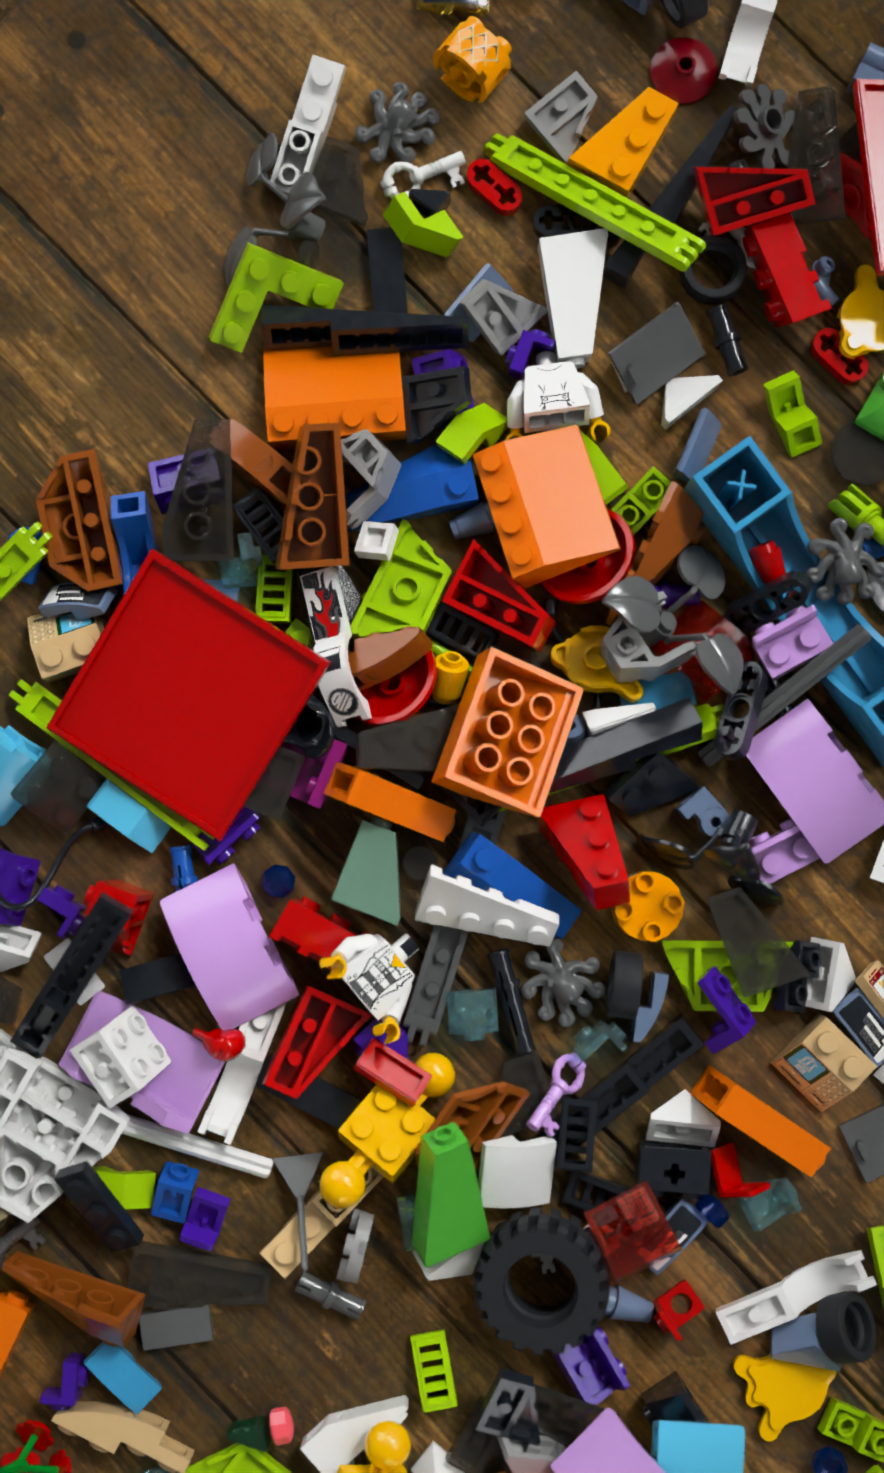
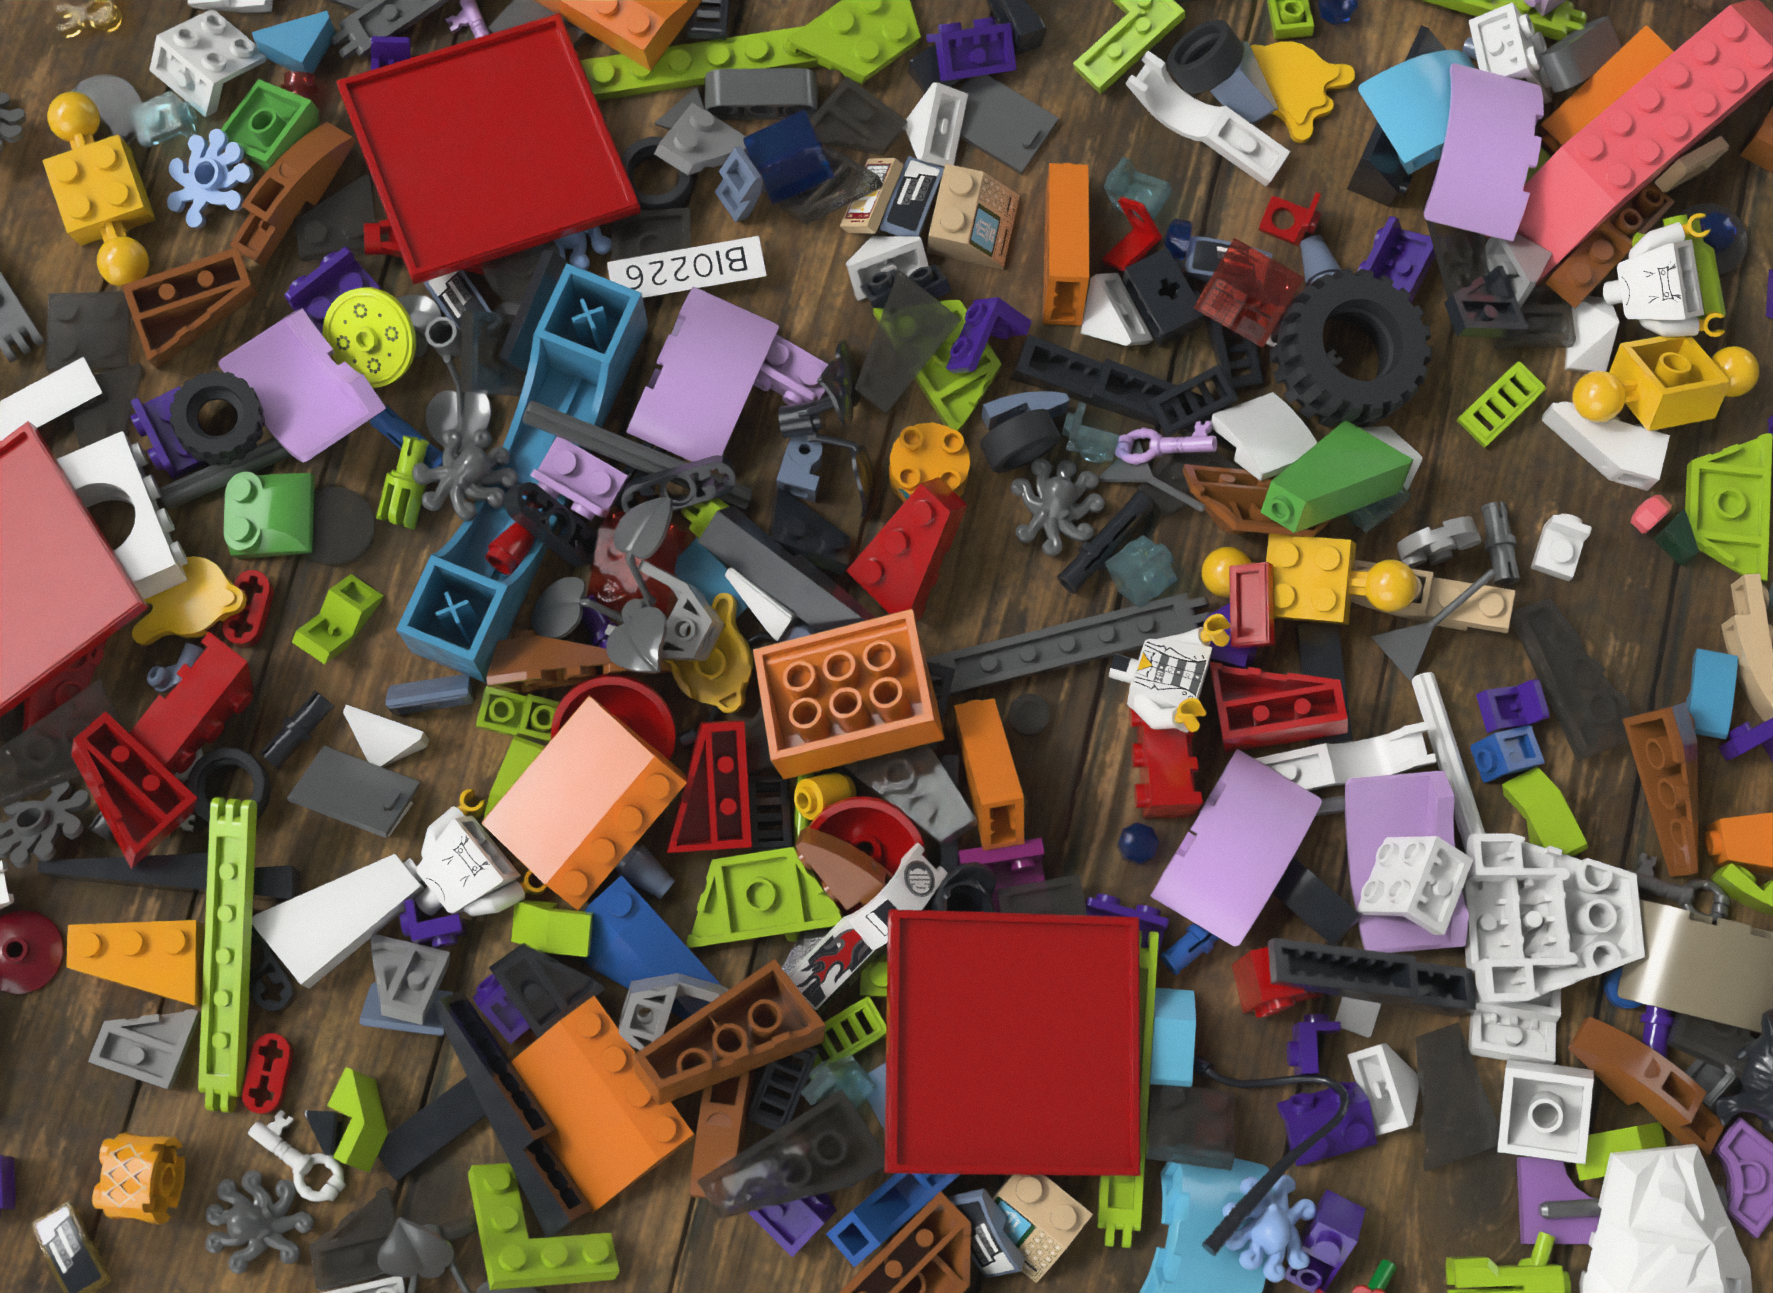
camera: 125 degrees left, 10 degrees down
(99, 1206) = (1572, 812): black plate -> none
(176, 1326) = (1632, 672): dark grey tile -> none
(222, 1044) = (1335, 792): red piece -> none
(300, 1339) = (1560, 546): none -> white bracket
(372, 873) = (1072, 748): sand green slope -> none
(376, 540) = (728, 956): white plate -> none
(468, 908) = (1044, 627): white wing -> none
(493, 868) = (1003, 617): blue wedge -> none
(556, 1048) = (1124, 472): none -> dark grey piece

